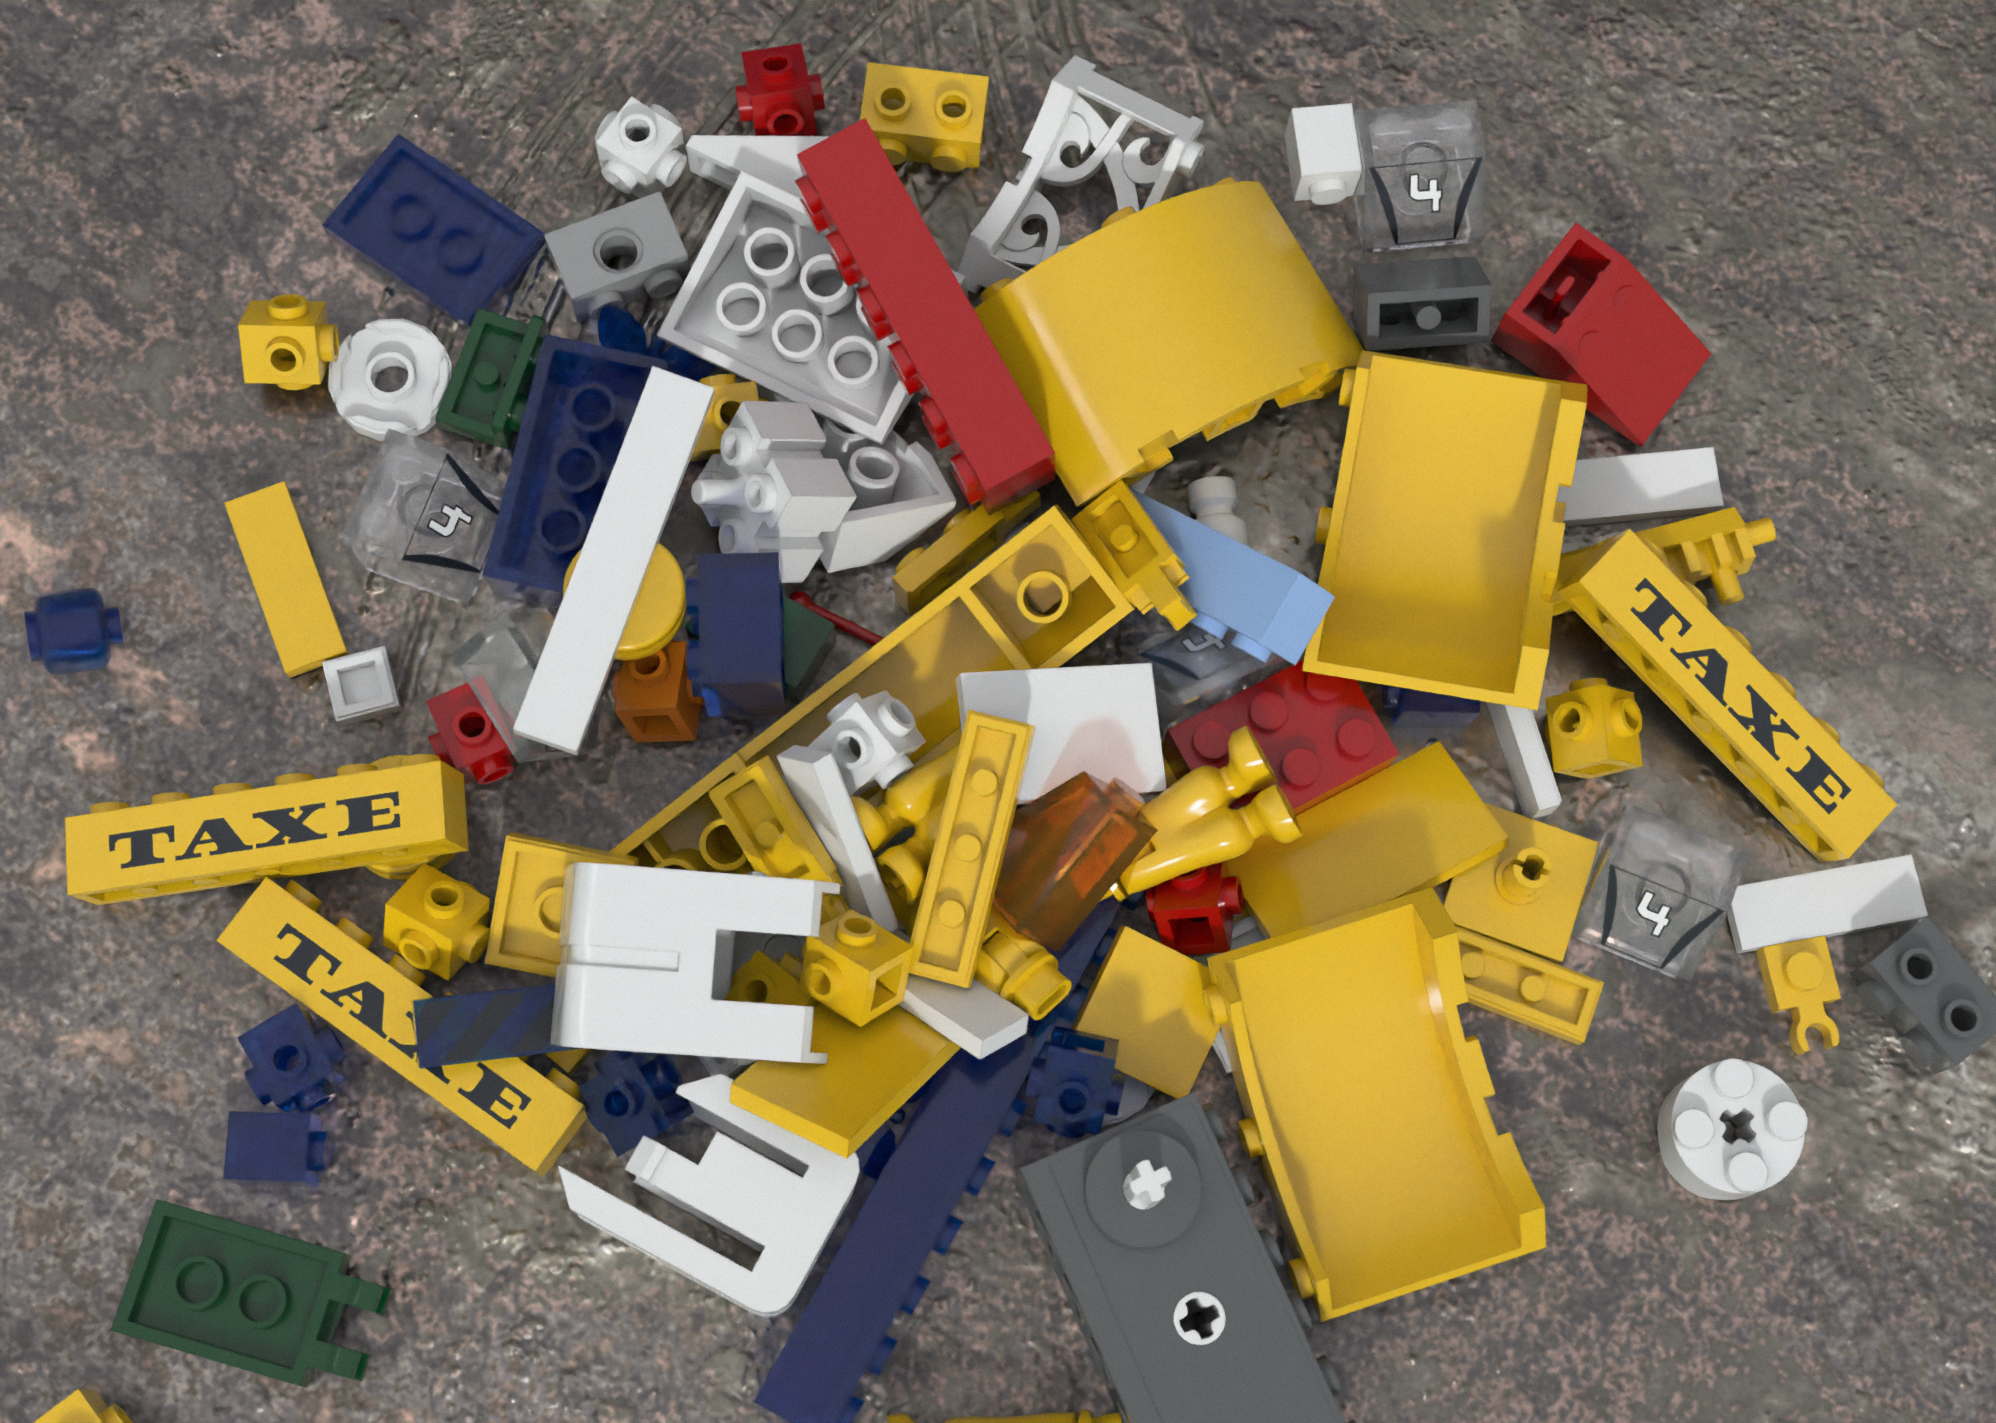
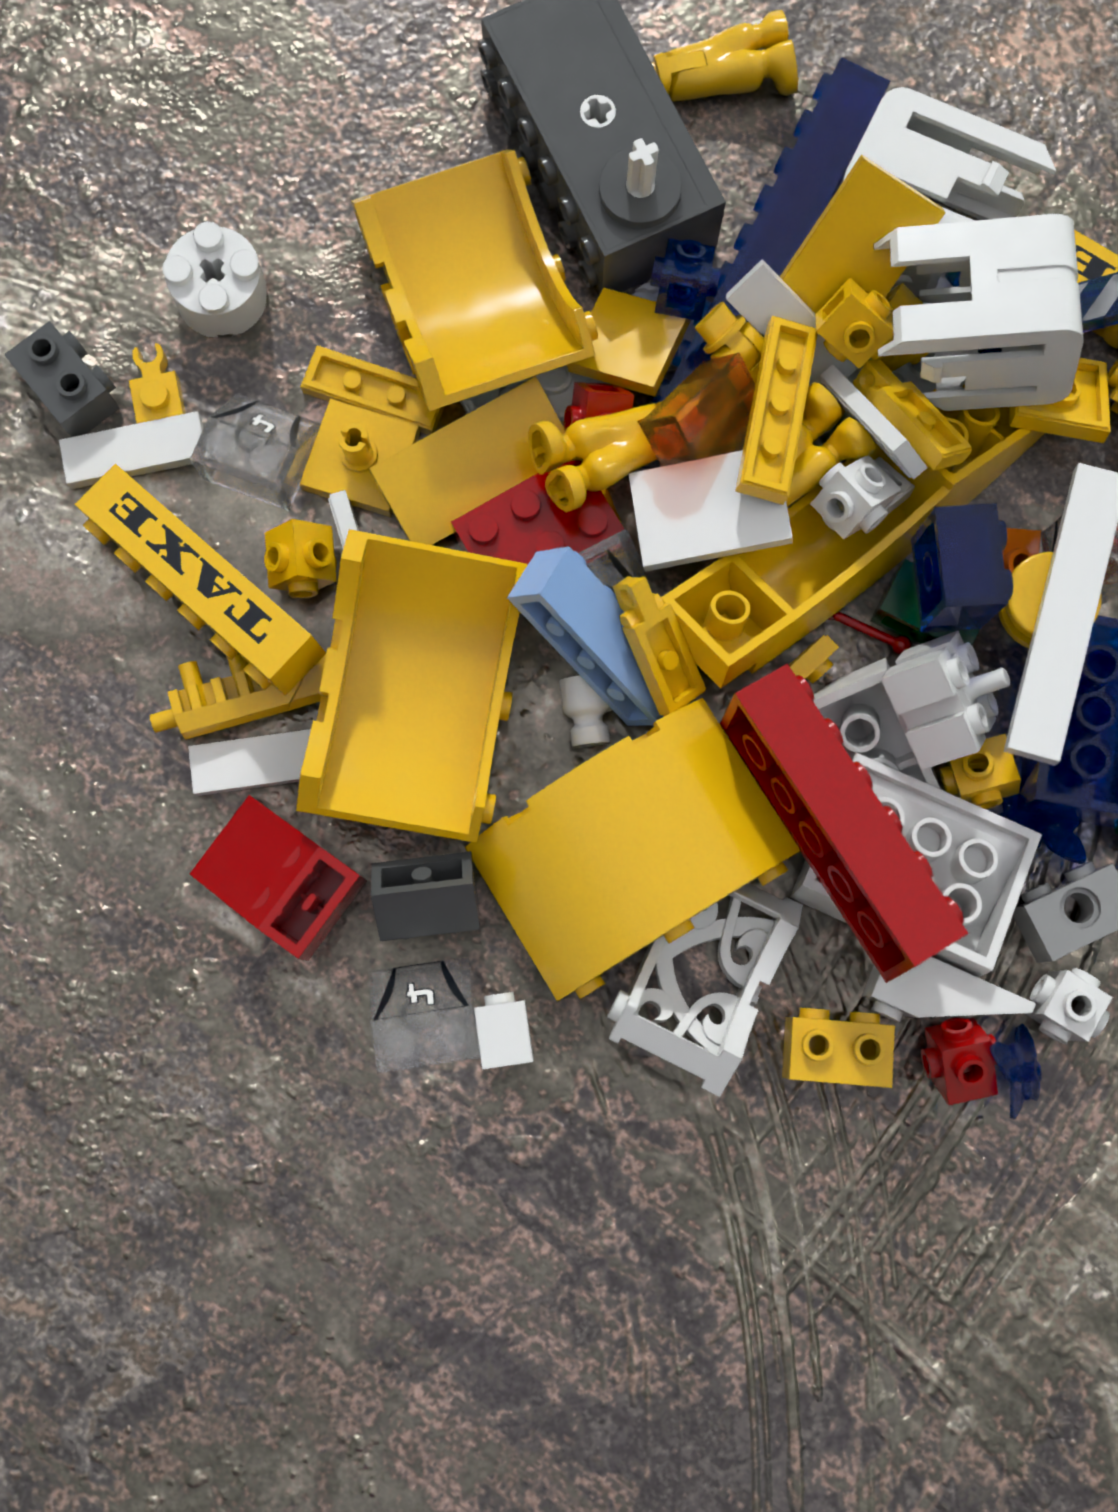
camera: 175 degrees left, 5 degrees up
(707, 77) = (1019, 1067): none -> clear blue piece

